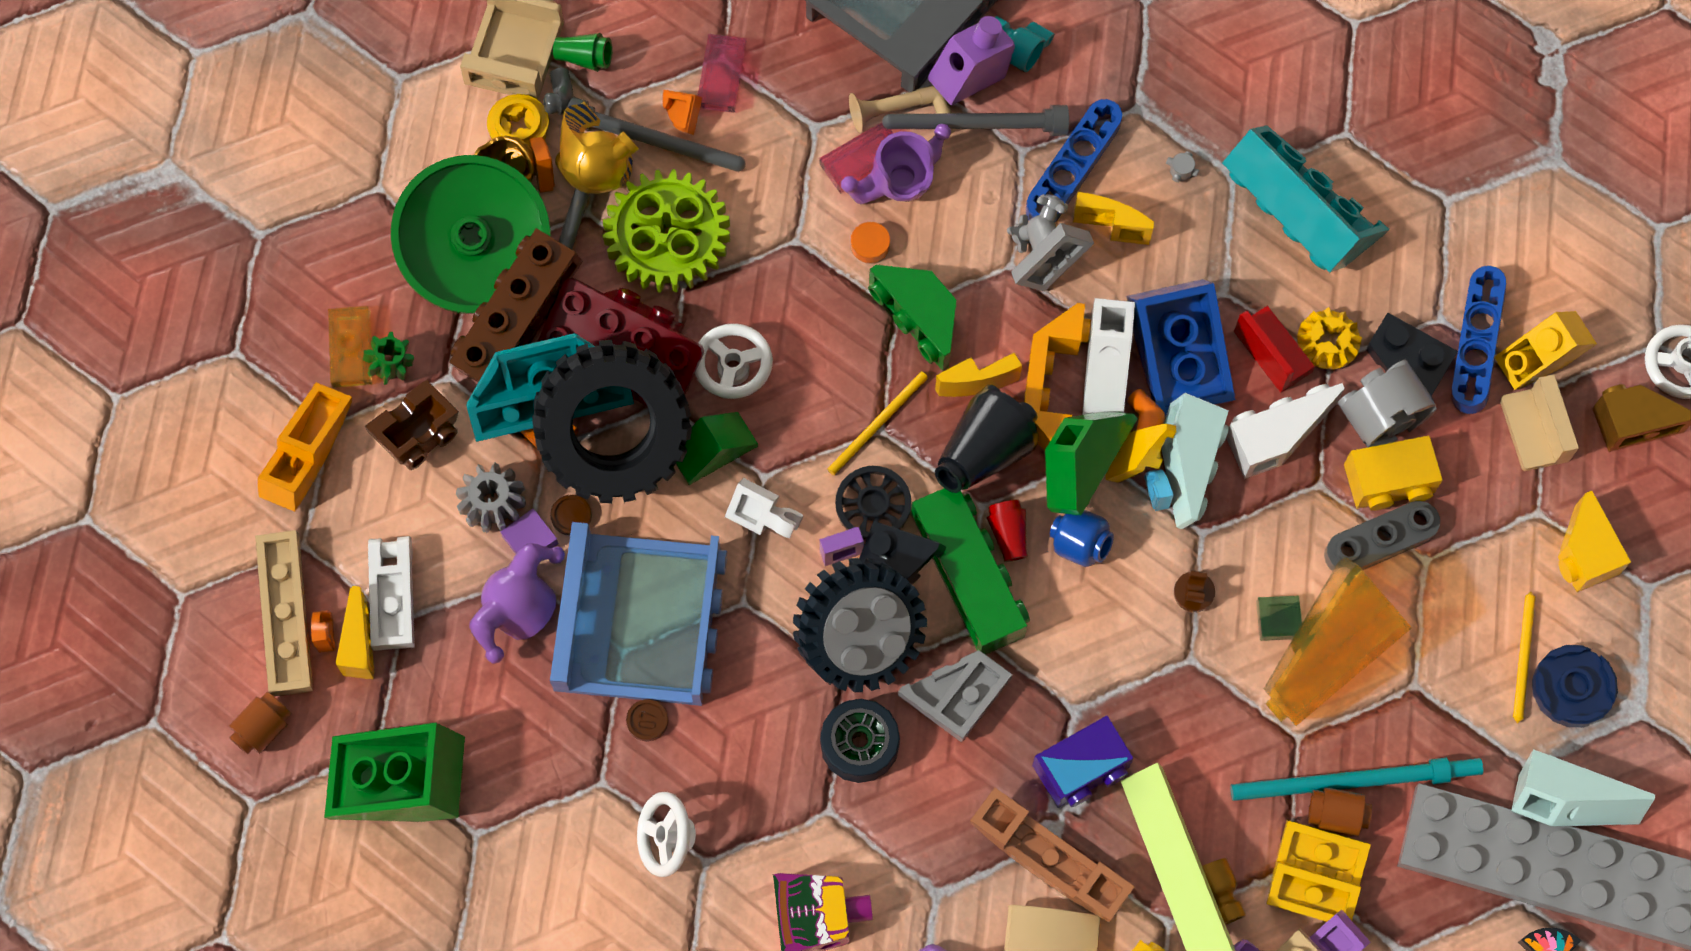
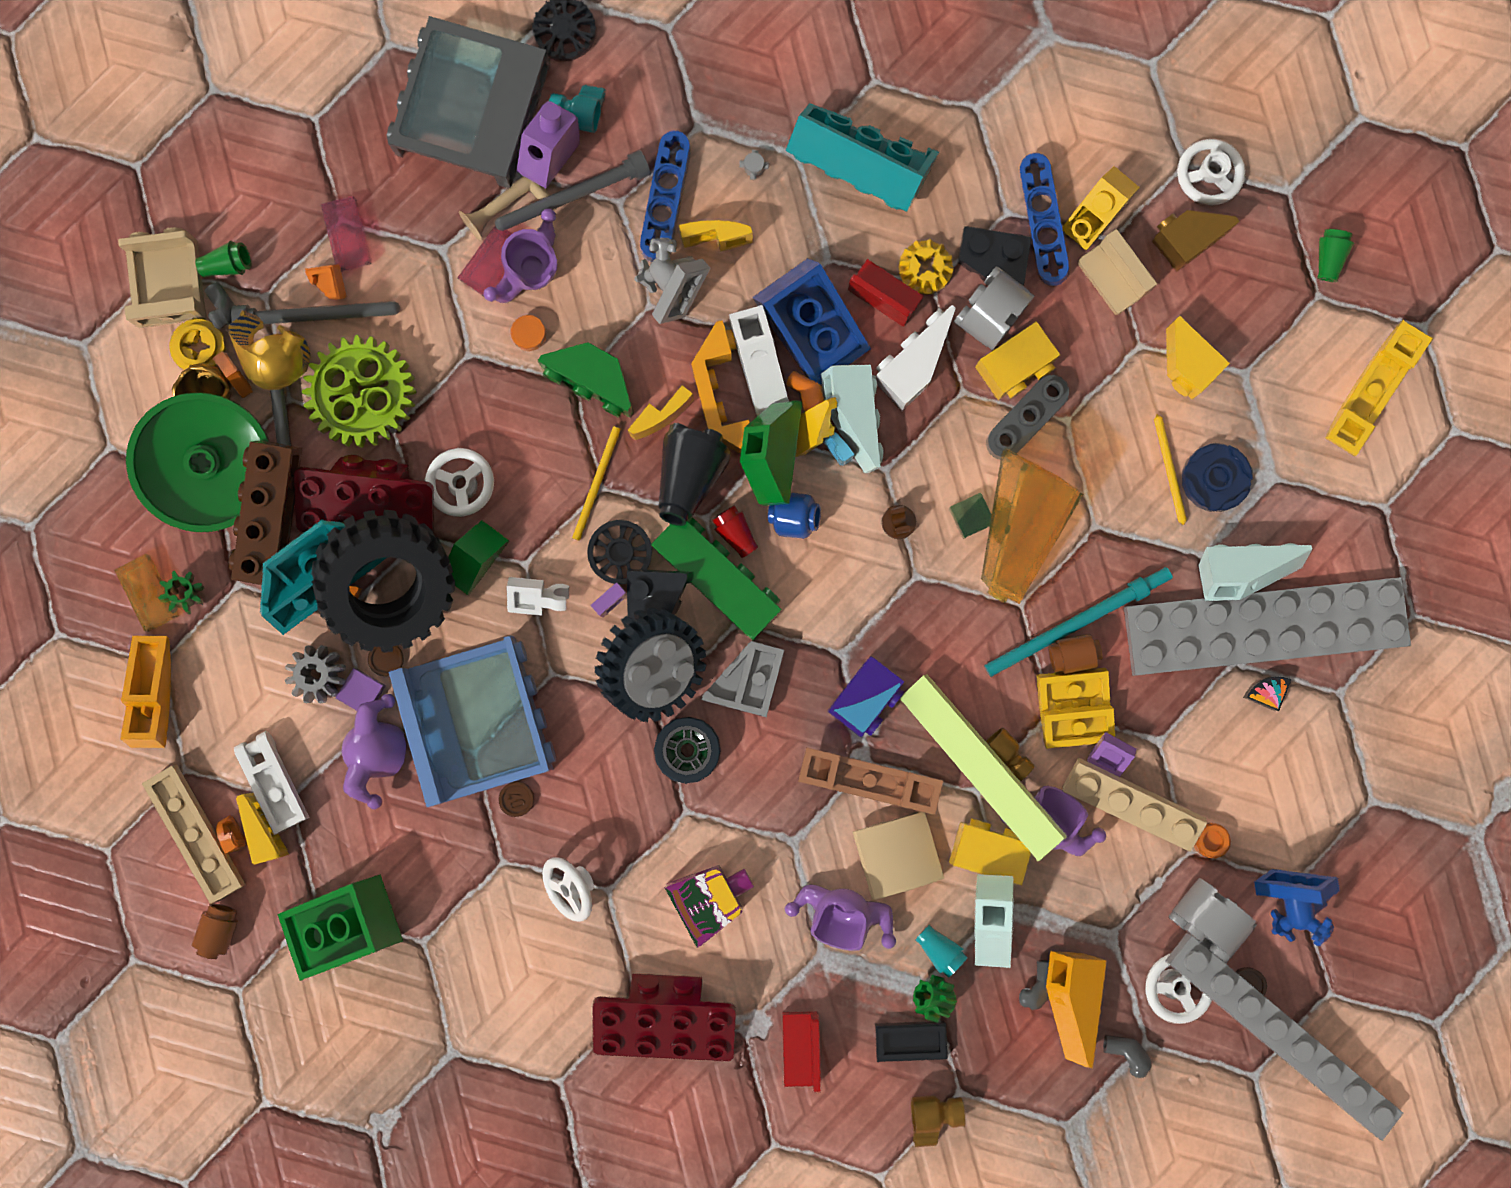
camera: 20 degrees left, 15 degrees up
(415, 425) = (228, 642): reddish brown cylinder -> none

